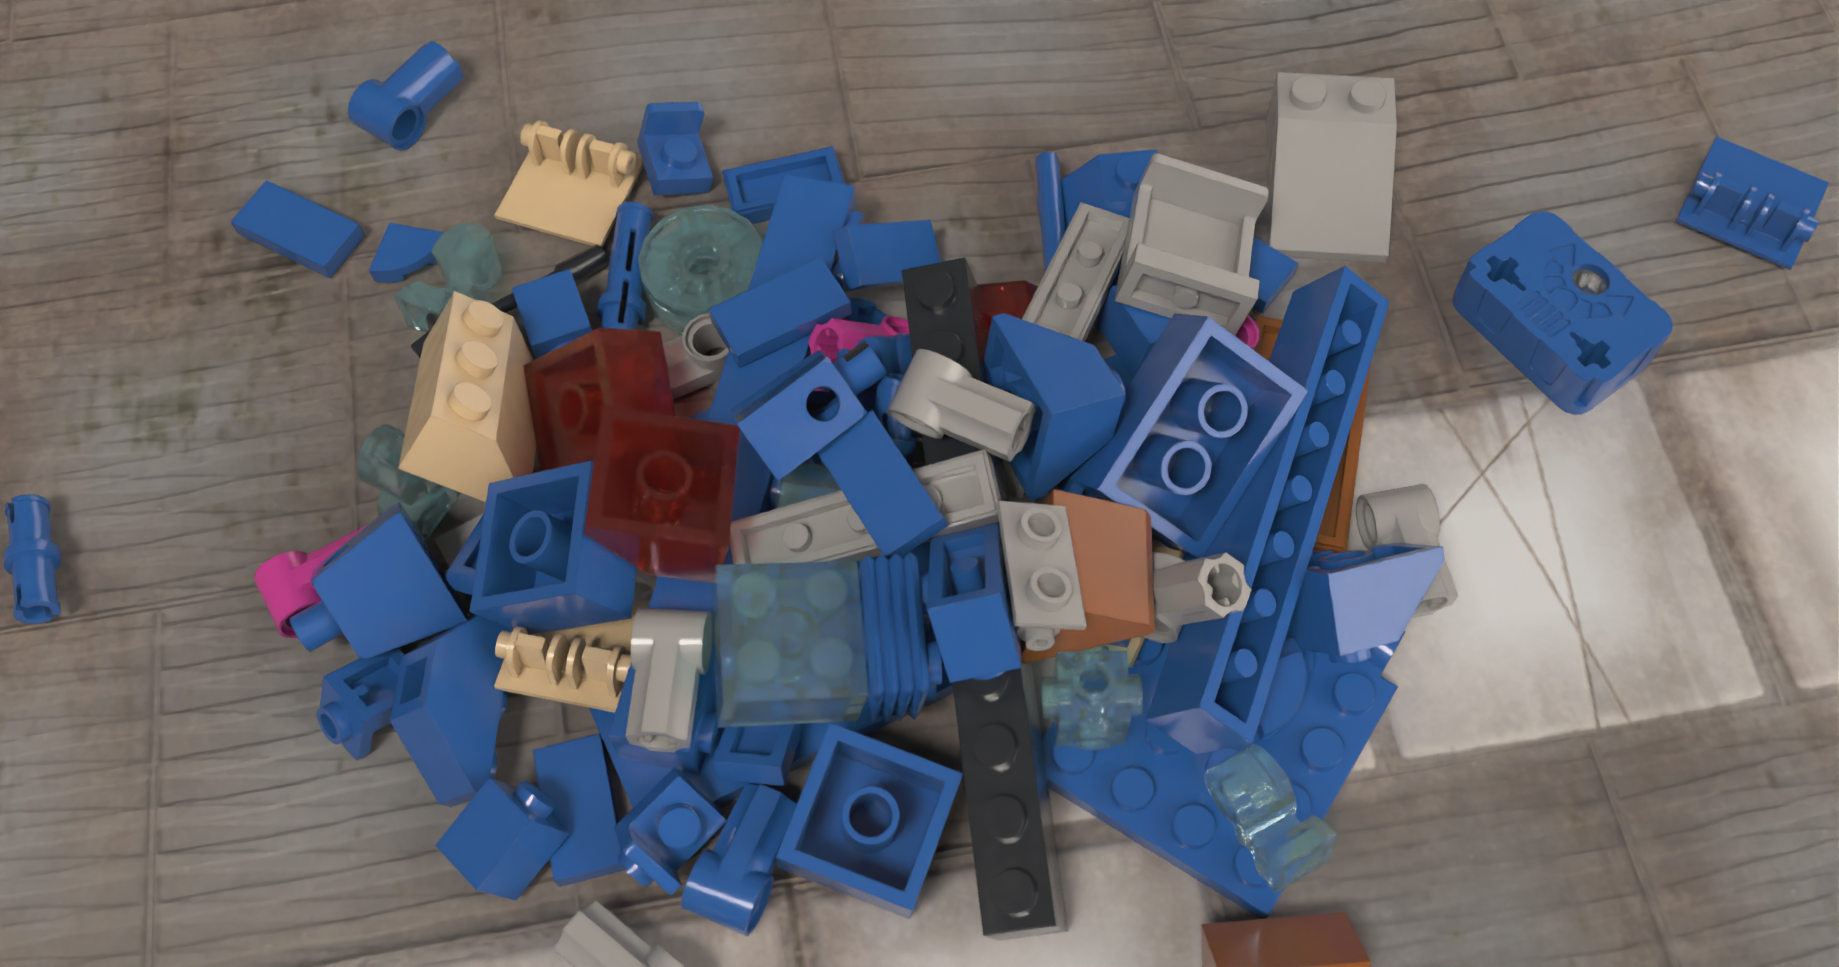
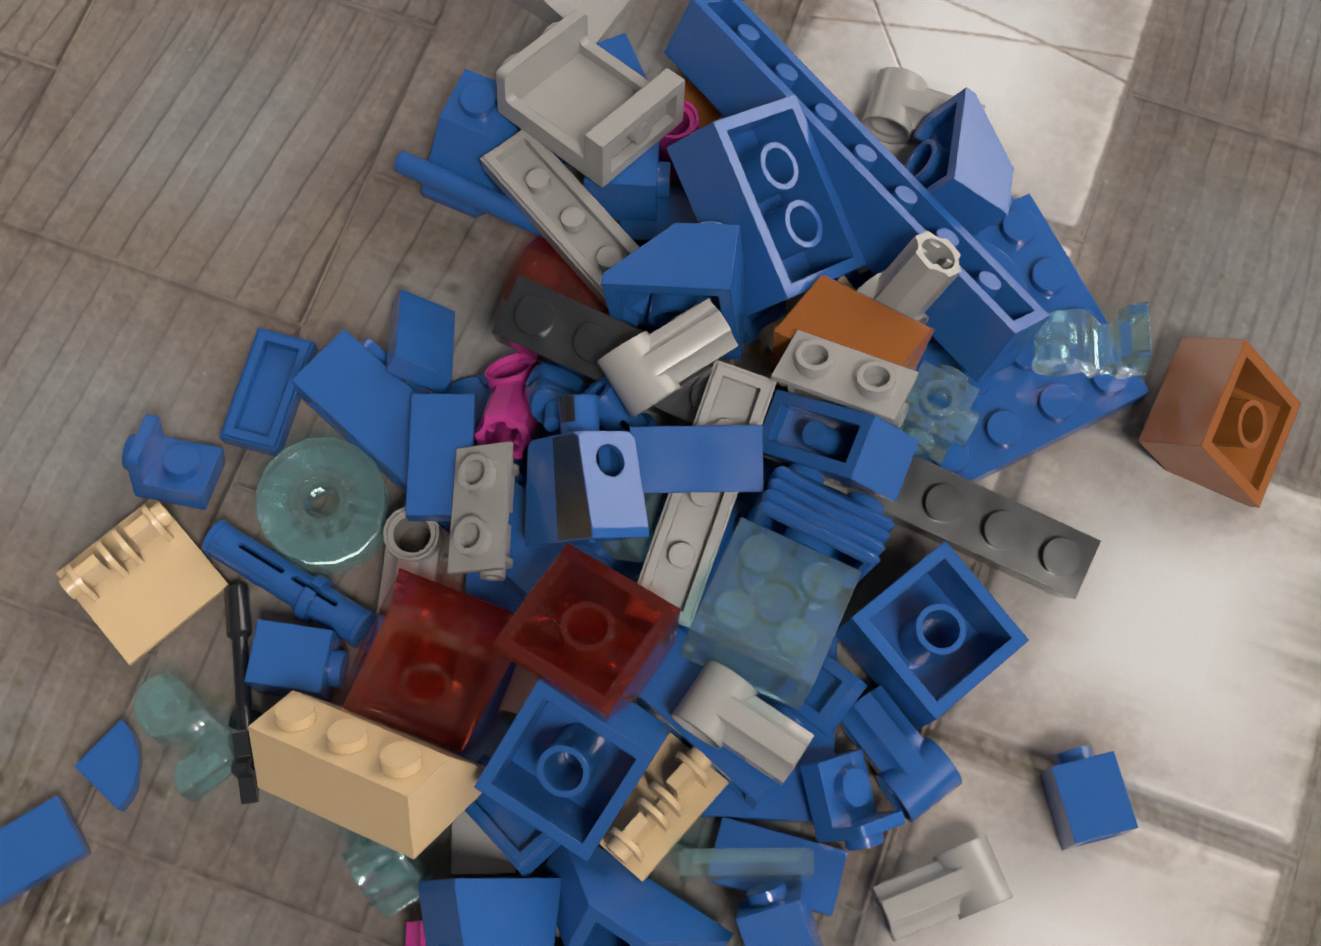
camera: 60 degrees left, 10 degrees up
(553, 767) = (746, 864): none -> clear light blue tile
(719, 370) = (481, 511): none -> light grey hinge

